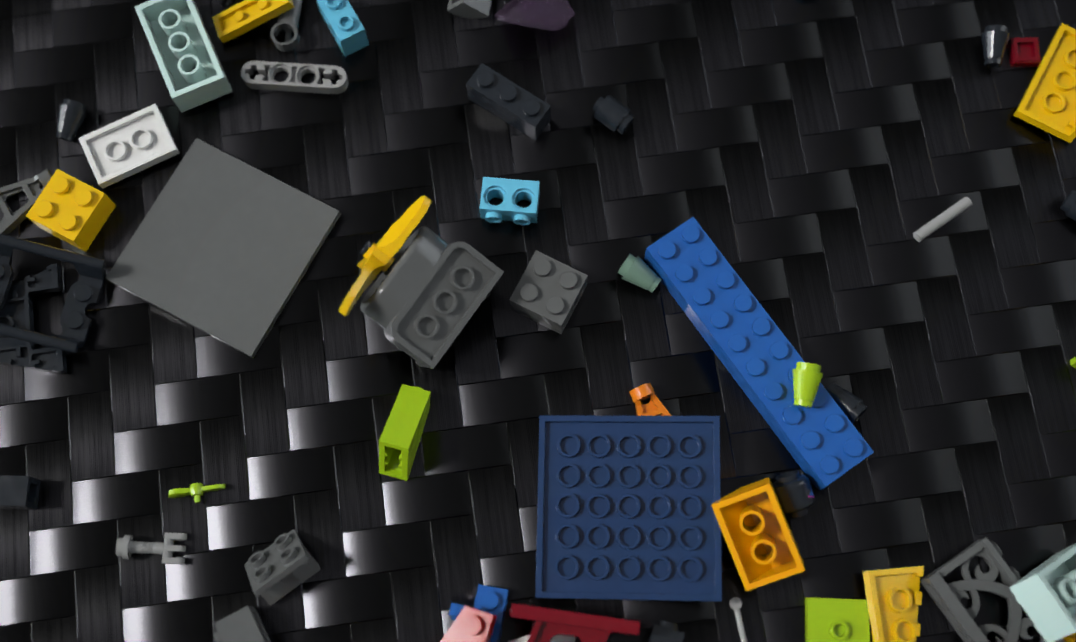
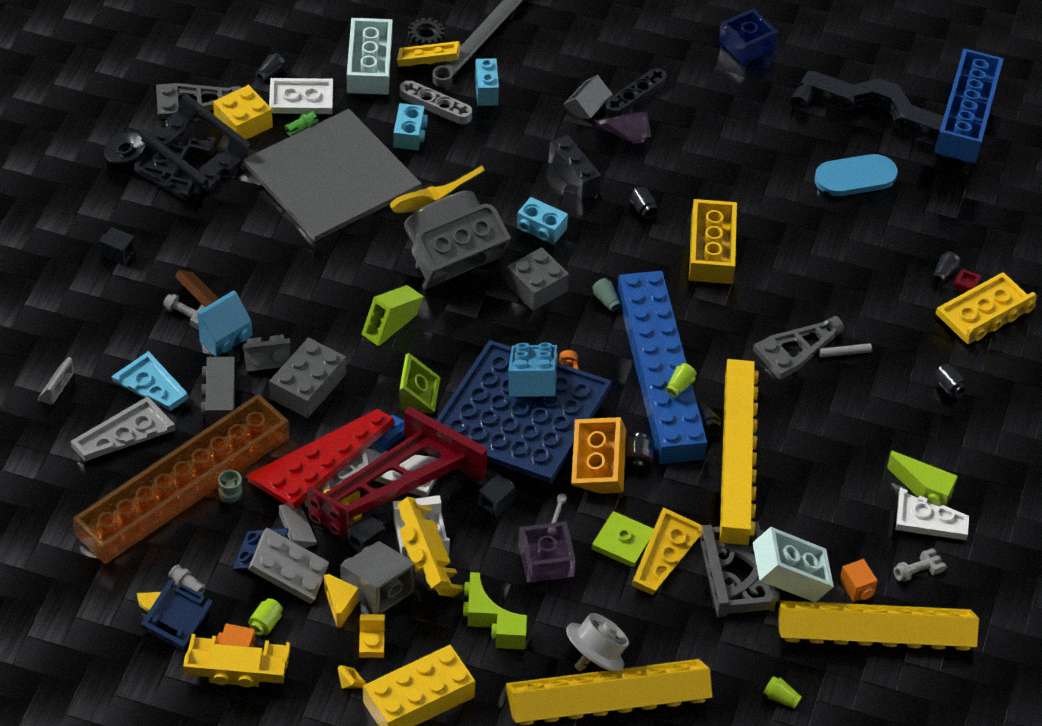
camera: 20 degrees right, 25 degrees down
(152, 186) = (304, 122): none -> bright green pin
(158, 514) = (196, 287): none -> reddish brown tile
(195, 490) = (222, 290): lime piece -> none
(210, 559) = (224, 324): none -> dark azure slope
(279, 133) = (409, 127): none -> medium azure brick
(350, 583) = (307, 377): none -> dark grey brick
(491, 527) = (418, 386): none -> lime slope
(620, 447) = (532, 370): none -> dark azure slope
(724, 138) = (713, 241): none -> yellow brick
(870, 266) = (780, 362): none -> dark grey plate
(913, 446) = (738, 453): none -> yellow brick

